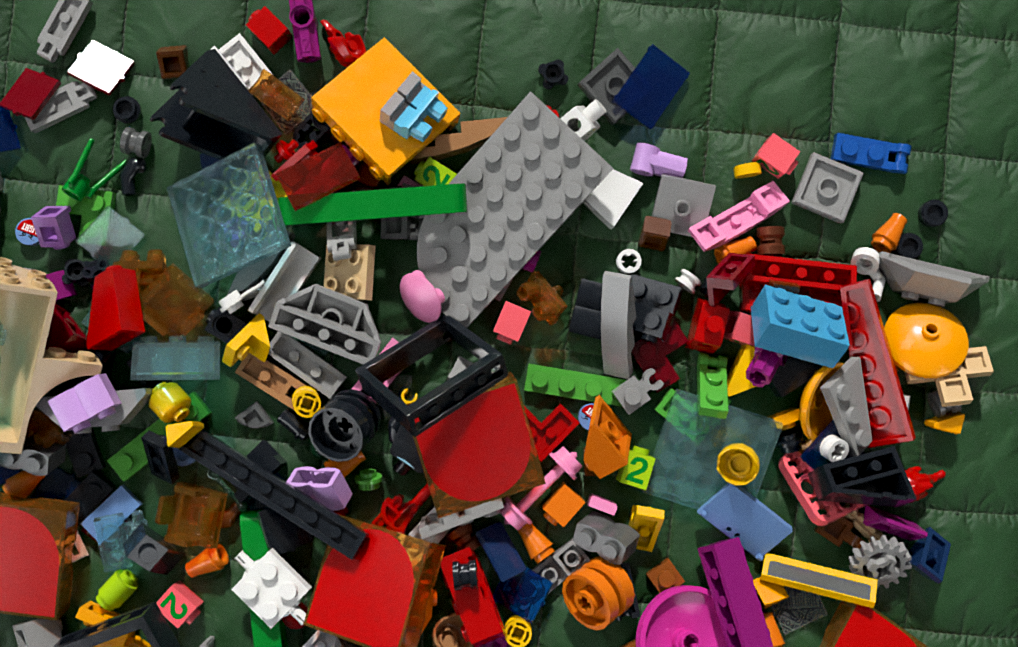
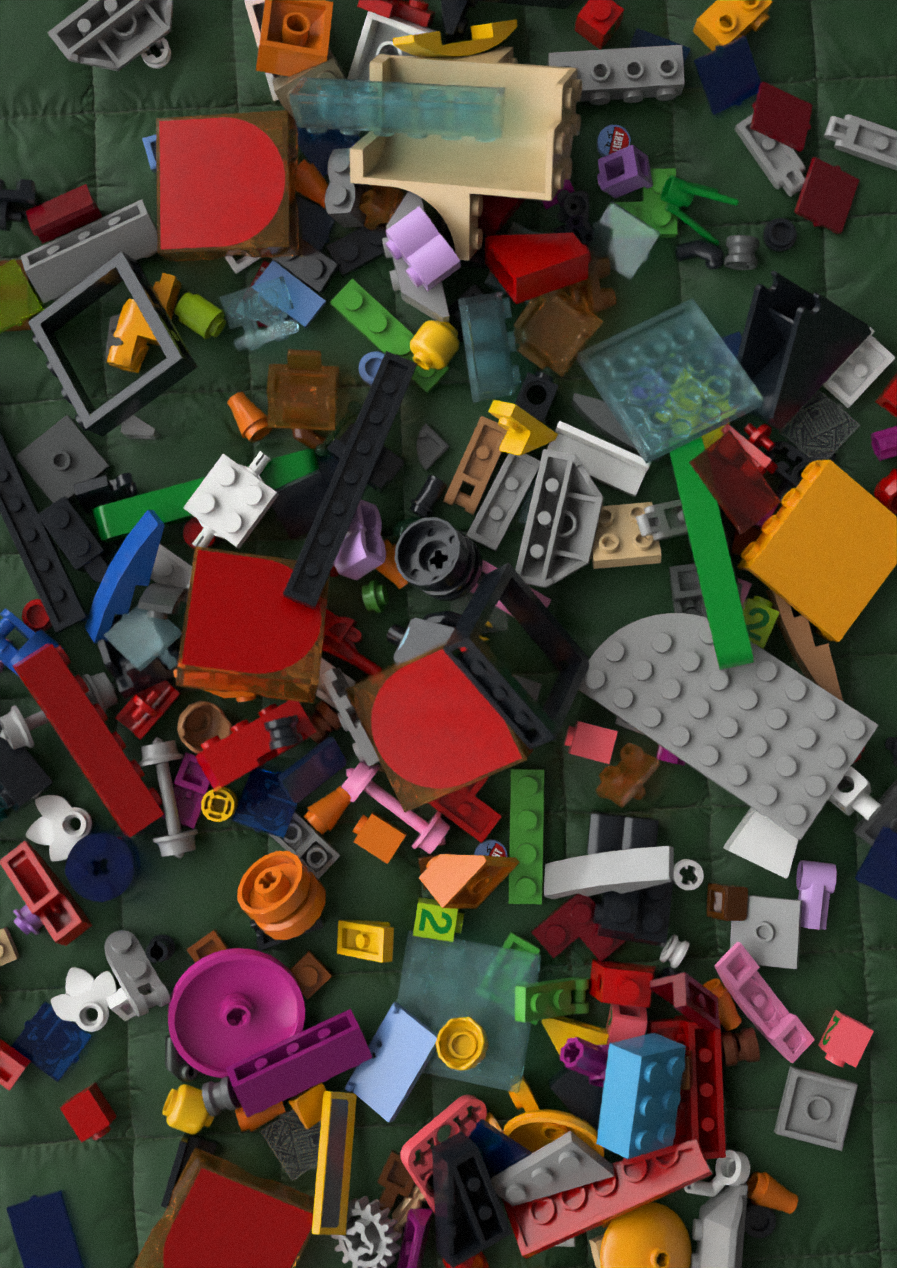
camera: 80 degrees right, 0 degrees up
(151, 551) = (254, 351): black slope -> none
(160, 457) = (367, 344): black plate -> none
(172, 61) = (847, 281): reddish brown slope -> none
(180, 433) = (402, 367): yellow slope -> none
(180, 604) = (193, 394): coral brick -> none
(234, 300) = (569, 403): white plate -> none
(276, 95) = (826, 415): clear orange hips -> none
(304, 396) = (459, 502): yellow wheel -> none
(410, 106) = (838, 581): medium azure hips -> none
(421, 297) = (606, 627): bright pink dish -> none
(602, 504) = (387, 884): bright pink tile -> none
(609, 539) = (347, 898): dark grey brick -> none
(633, 393) = (528, 904): light grey plate -> none
(747, 170) = (822, 1005): yellow tile -> none
(789, 442) = (495, 1104): black plate -> none
(834, 448) = (499, 1151): white bush -> none
(870, 153) = (867, 1156): blue plate -> none
(933, 213) = (804, 1245): black tile -> none

